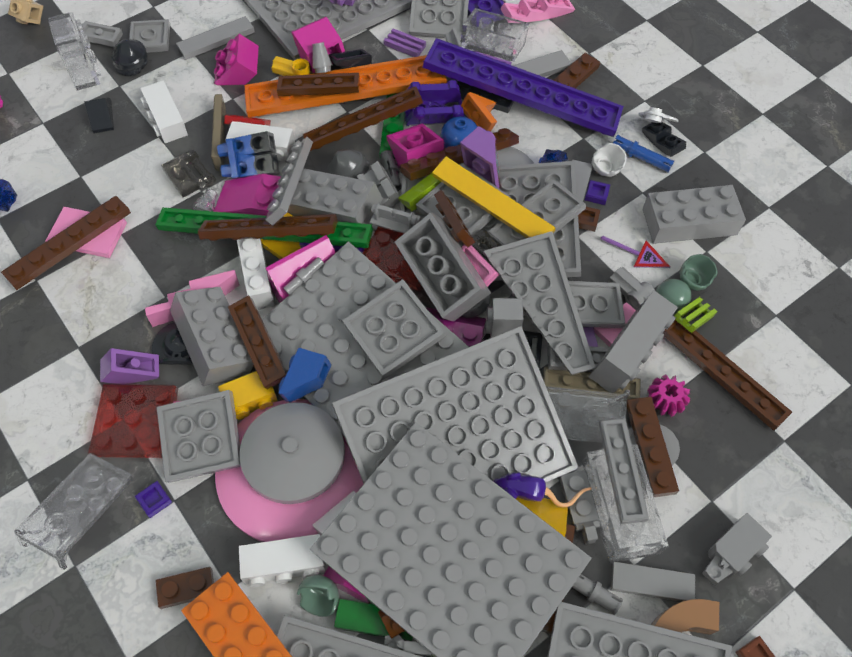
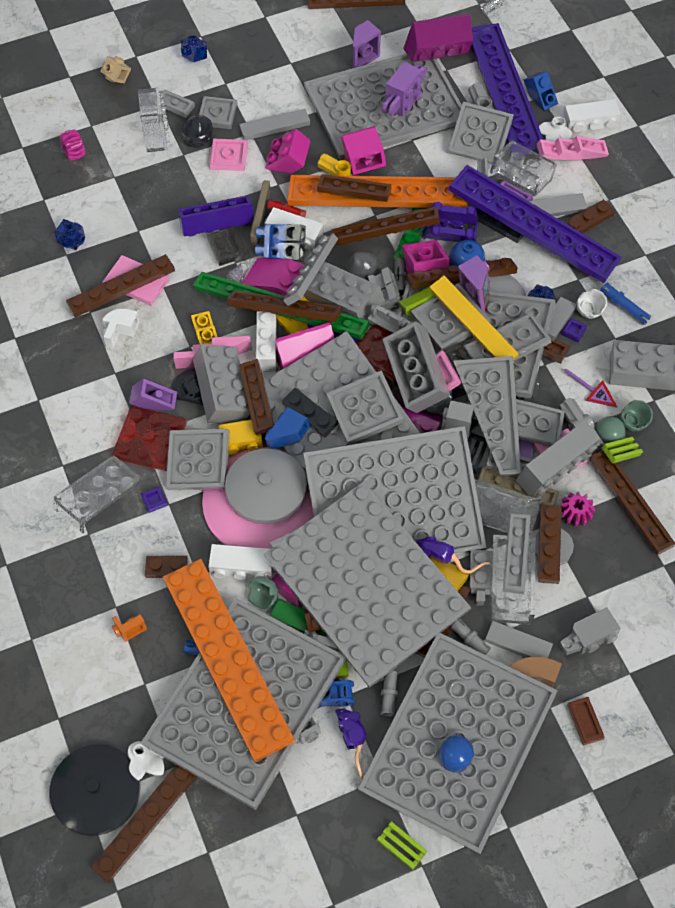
camera: 15 degrees right, 0 degrees up
(73, 285) = (119, 322): none -> white brick
(100, 114) = (163, 179): black slope -> none
(163, 112) = (215, 180): white brick -> none
(167, 142) = (216, 215): none -> dark purple brick
(174, 73) = (228, 154): none -> bright pink tile
(177, 271) = (204, 327): none -> yellow slope
(303, 275) = (304, 351): light grey bar -> none
(321, 59) = (361, 164): light grey cone -> none
(336, 350) = (317, 417): none -> black plate
(351, 58) = (389, 168): black slope -> none
(406, 42) = (444, 158): medium lavender tile -> none
(453, 219) = (435, 330): reddish brown plate -> none
(478, 109) = (489, 238): orange slope -> none
(655, 115) = (646, 272): white plate -> none
(662, 137) = (648, 291): black slope -> none

